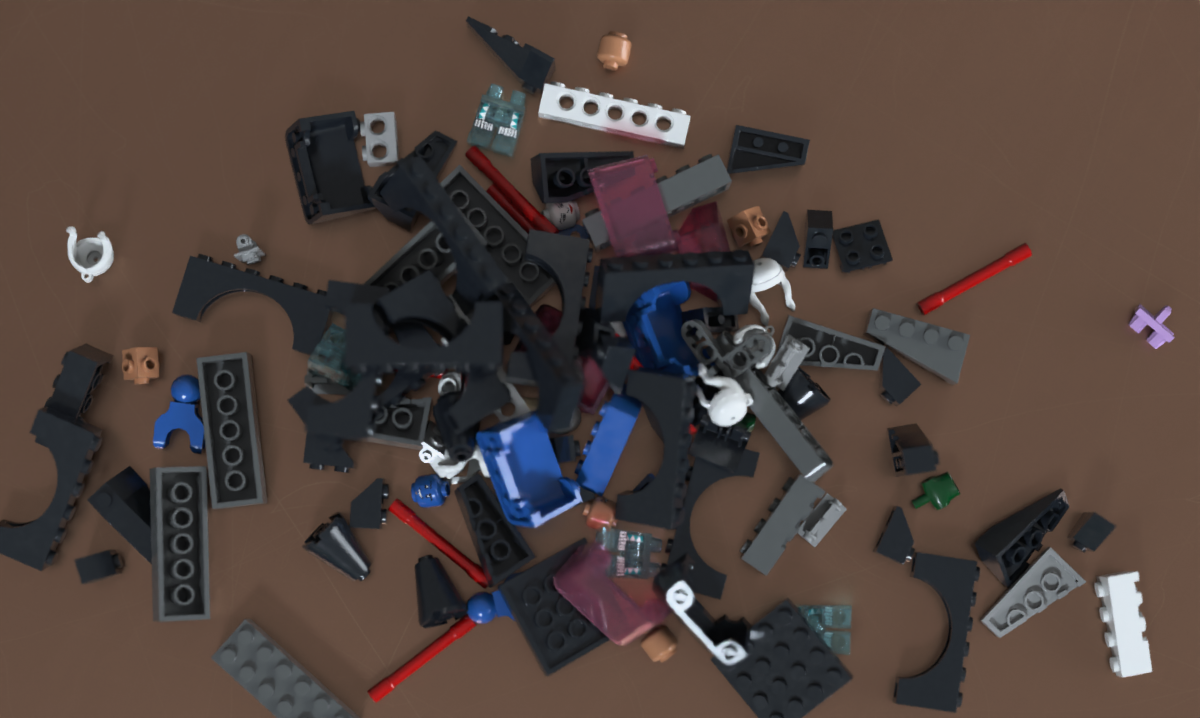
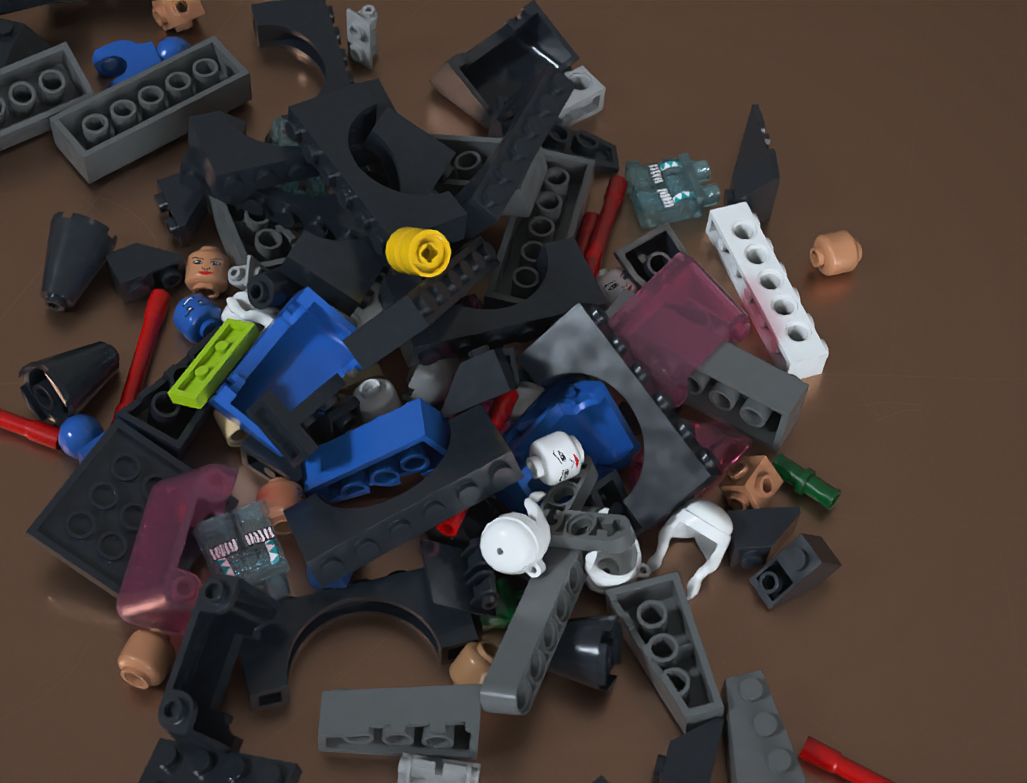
camera: 55 degrees right, 30 degrees down
(395, 465) = (207, 272): none -> nougat head
(492, 506) = (213, 363): none -> lime plate
(521, 354) = (418, 251): none -> yellow wheel
(568, 479) = (288, 428): none -> black bracket
(684, 344) = (555, 458): none -> white head
(762, 189) = (806, 481): none -> dark green pin
(763, 150) = (851, 452): black wedge -> none
(774, 463) = (473, 663): none -> medium nougat head
(786, 363) = (624, 594): light grey hinge -> none
(861, 246) = (827, 628): black hinge -> none

